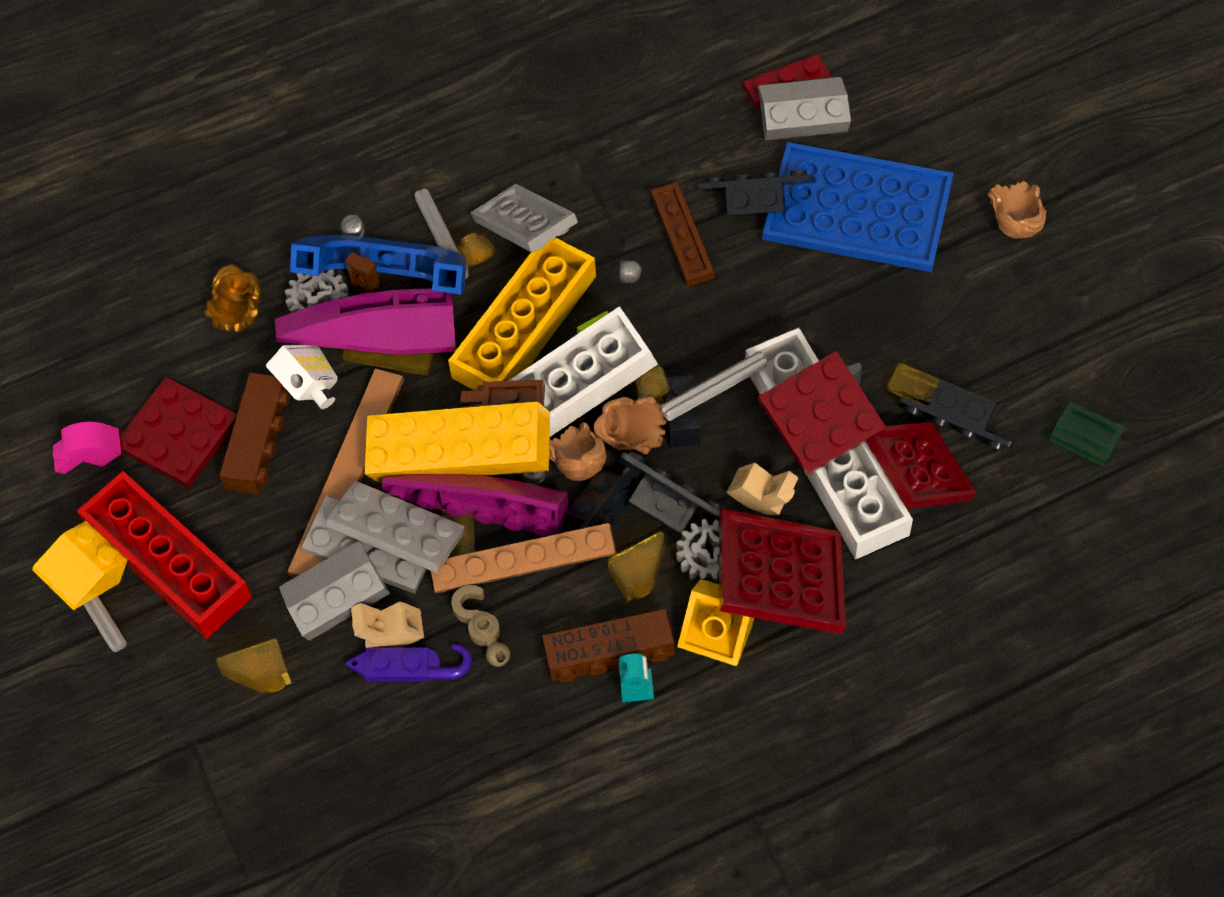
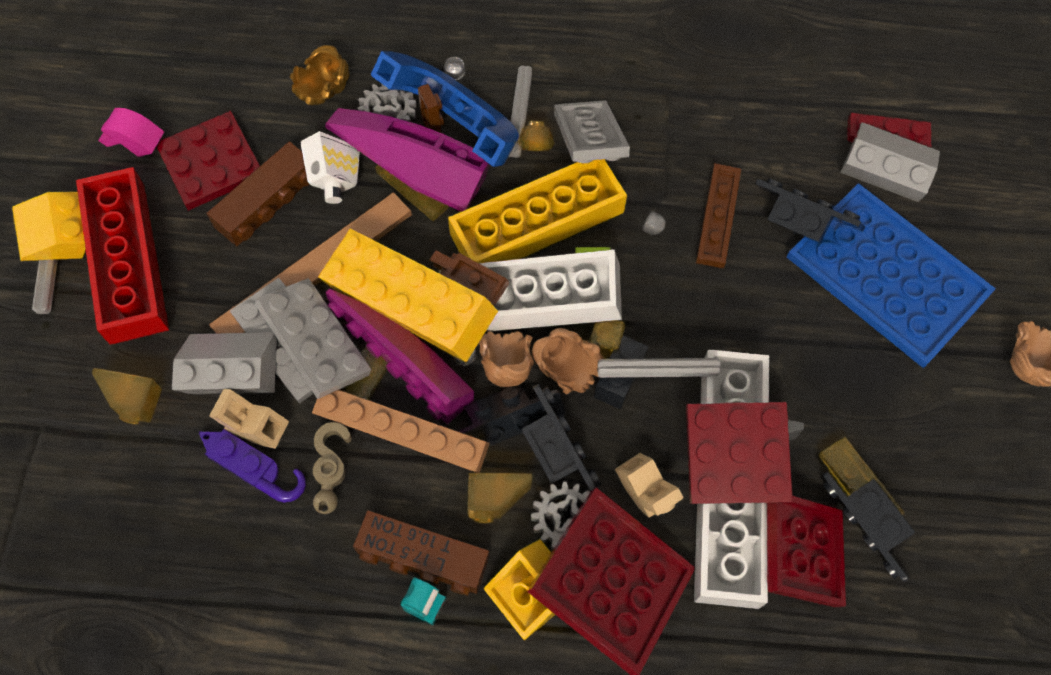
camera: 25 degrees right, 5 degrees up
(1087, 433) = (988, 609): clear green plate -> none

